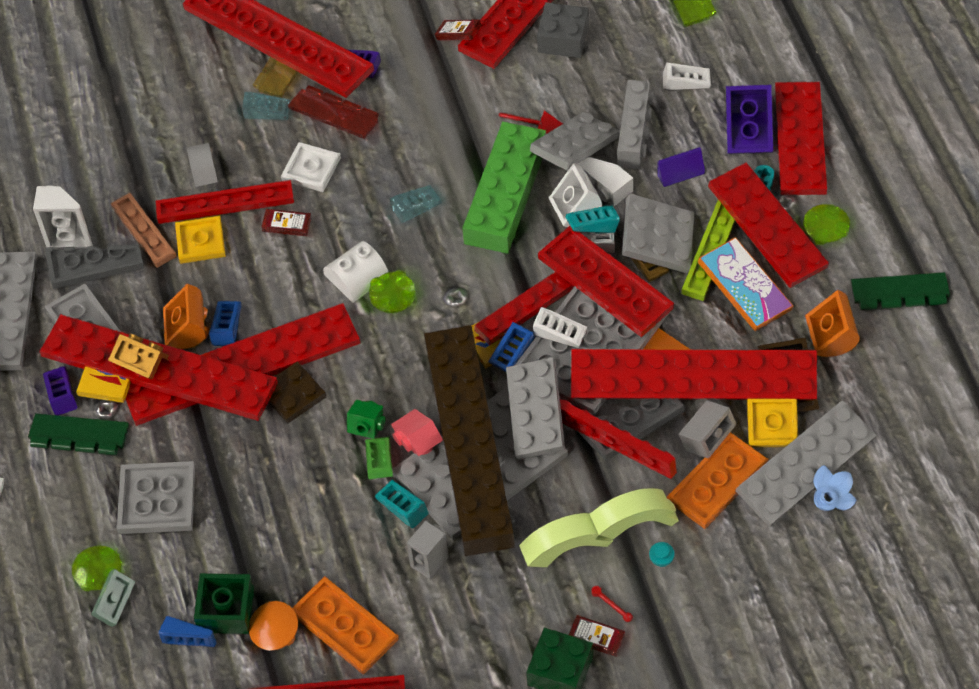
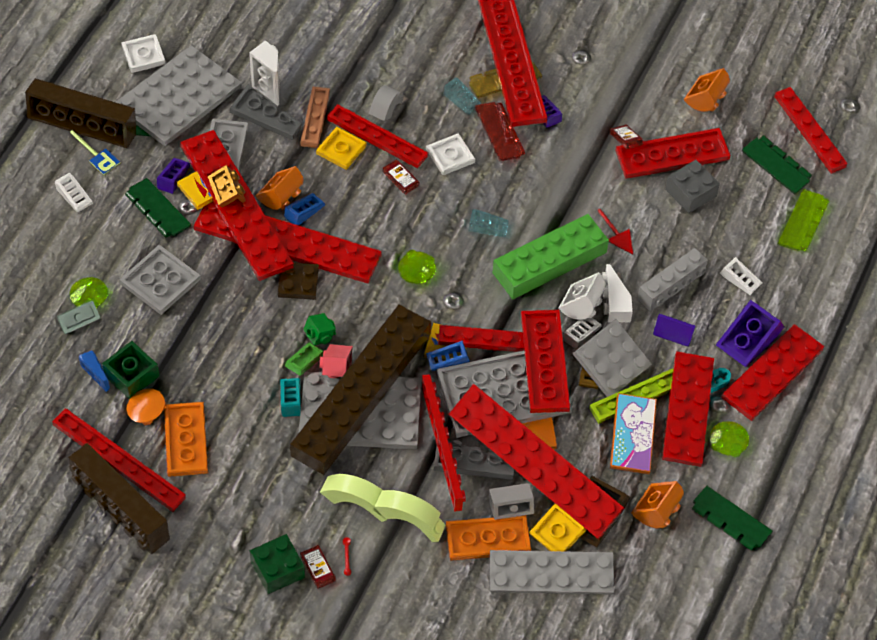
camera: 35 degrees right, 0 degrees up
(355, 270) = (408, 236): white brick -> none
(428, 549) = (272, 433): light grey brick -> none
(535, 408) = (418, 402): light grey plate -> none
(553, 318) = (481, 356): white slope -> none
(574, 140) = (620, 260): light grey plate -> none
(598, 219) = (583, 321): teal slope -> none
(661, 554) = (406, 552): teal plate -> none
(836, 487) = (552, 602): light blue plate -> none

